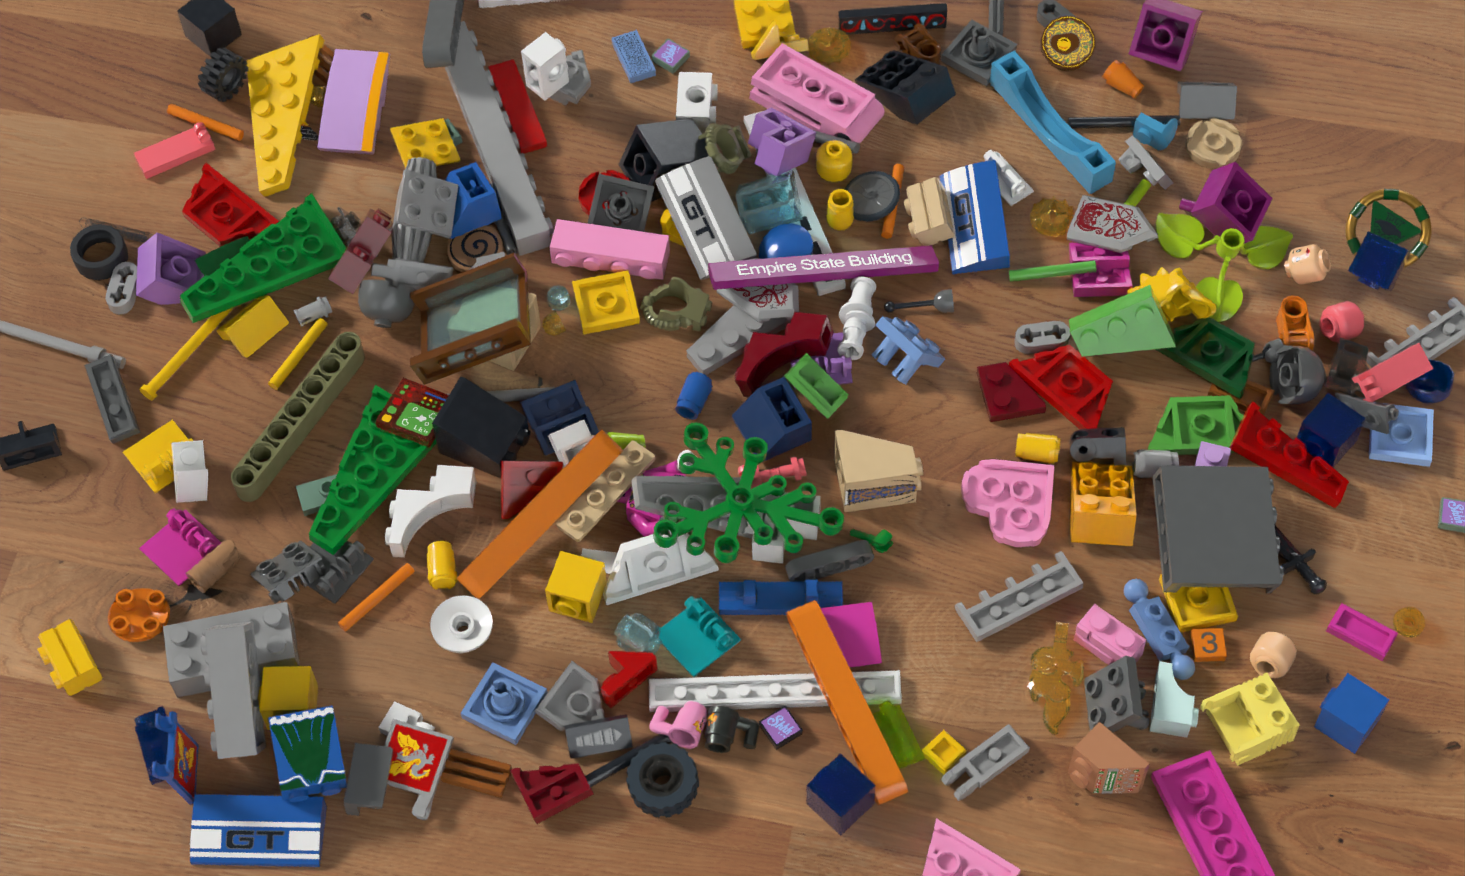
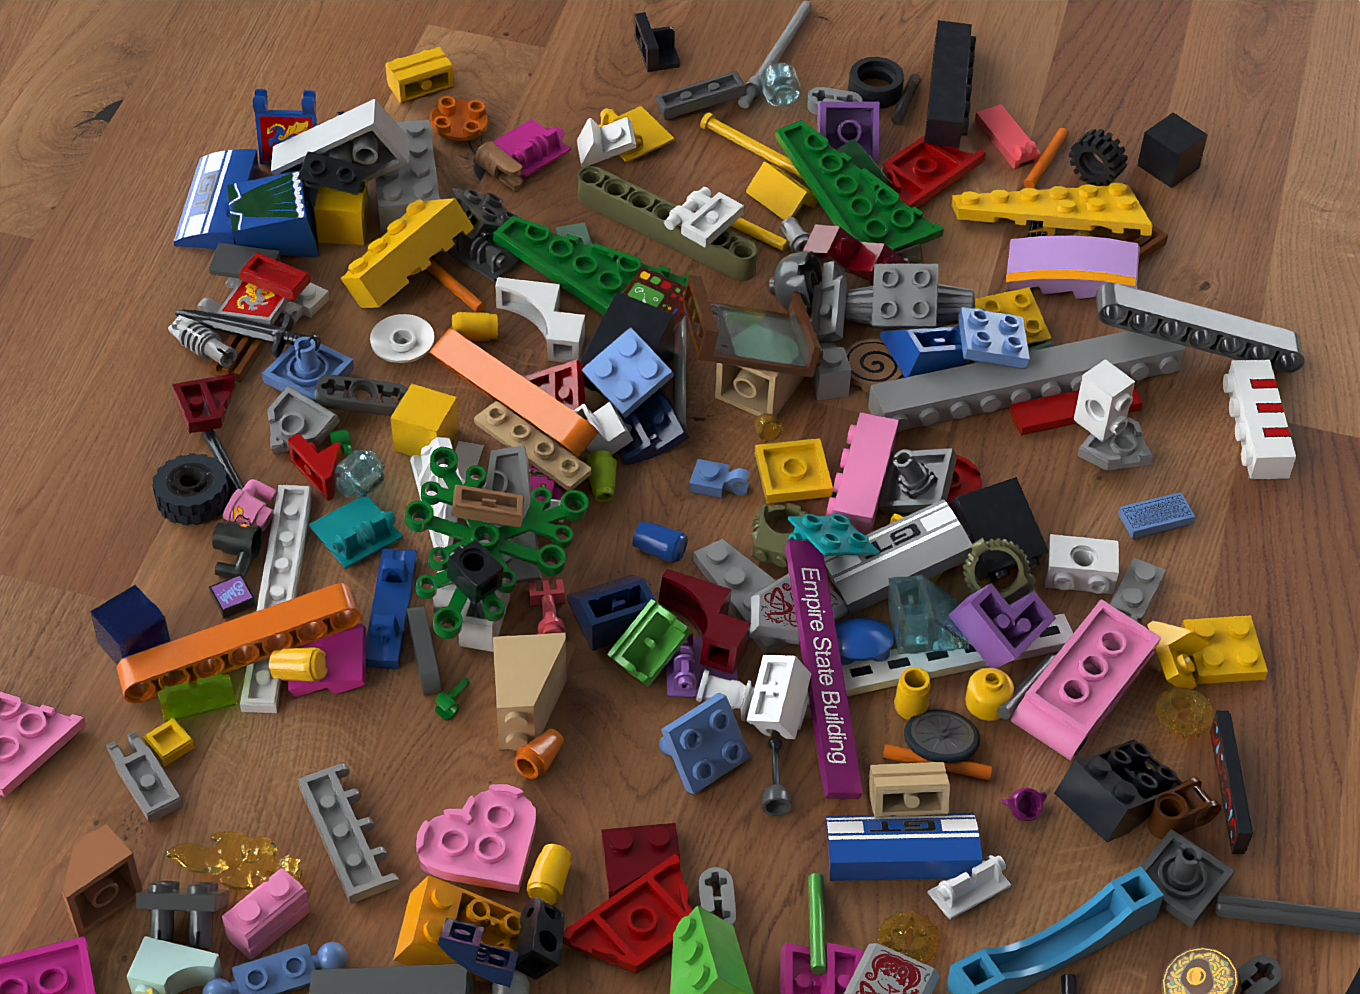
camera: 90 degrees right, 10 degrees down
(103, 328) = (780, 84): none -> clear light blue head
(111, 188) = (950, 84): none -> black brick
(275, 686) = (333, 173): none -> black hinge
(315, 362) = (709, 221): none -> white plate
(348, 622) = (405, 250): none -> yellow wedge
(396, 738) = (275, 276): none -> red tile
(456, 758) = (278, 335): none -> black sword
(464, 147) = (993, 337): none -> medium blue plate
(470, 804) = (202, 341): none -> light grey hinge
(517, 419) = (627, 372): none -> light blue plate
(533, 658) = (351, 403): none -> dark grey beam
(560, 298) = (801, 429): clear light blue hinge -> none
(590, 660) = (343, 437): none -> green hand
(598, 736) = (253, 440): tile -> none
(616, 362) = (715, 478): none -> medium blue plate
(670, 56) = (1159, 550): tile -> none
(699, 257) = (831, 535): none -> teal hinge
(713, 512) = (488, 506): none -> medium nougat tile
(726, 75) = (1138, 589): none -> light grey hinge
(789, 486) = (474, 584): none -> black brick
(866, 288) = (779, 695): none -> white hinge
(867, 647) = (298, 664): none -> yellow piece
(925, 144) = (1025, 803): none -> magenta piece
(933, 467) = (537, 755): none -> orange cone
(1144, 462) = (464, 946): none -> dark blue slope

